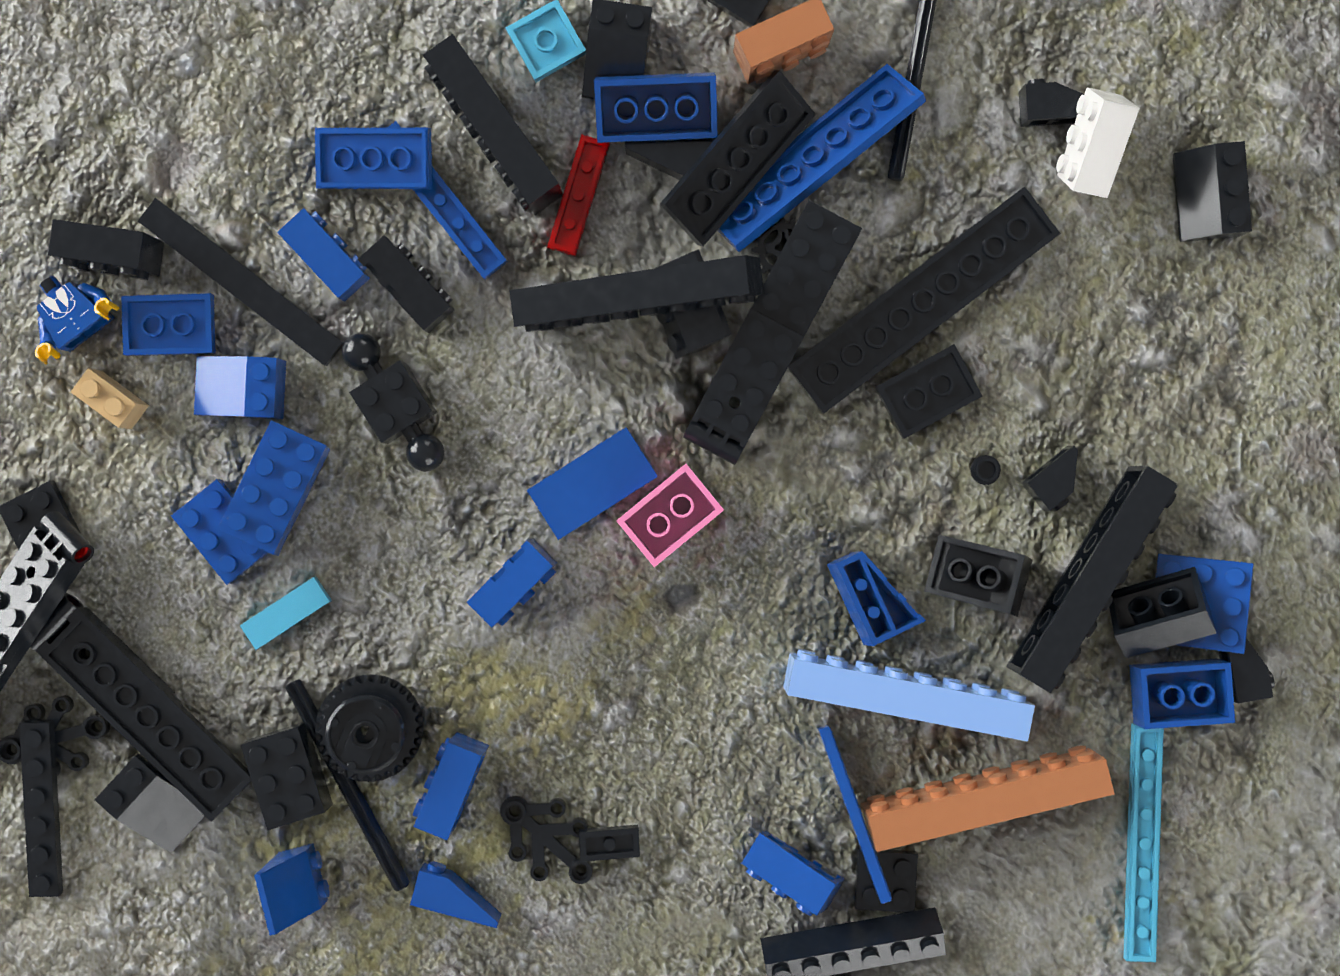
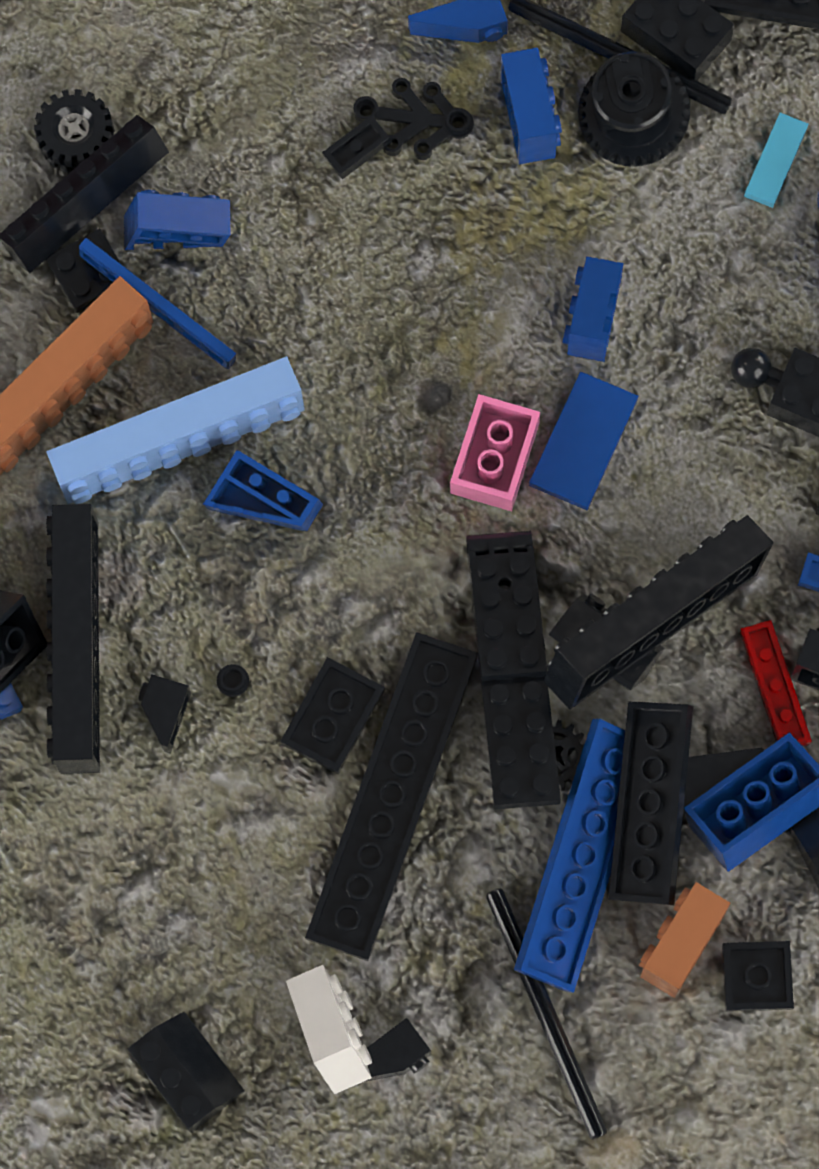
camera: 155 degrees right, 15 degrees down
(978, 575) = (176, 580): black slope -> none

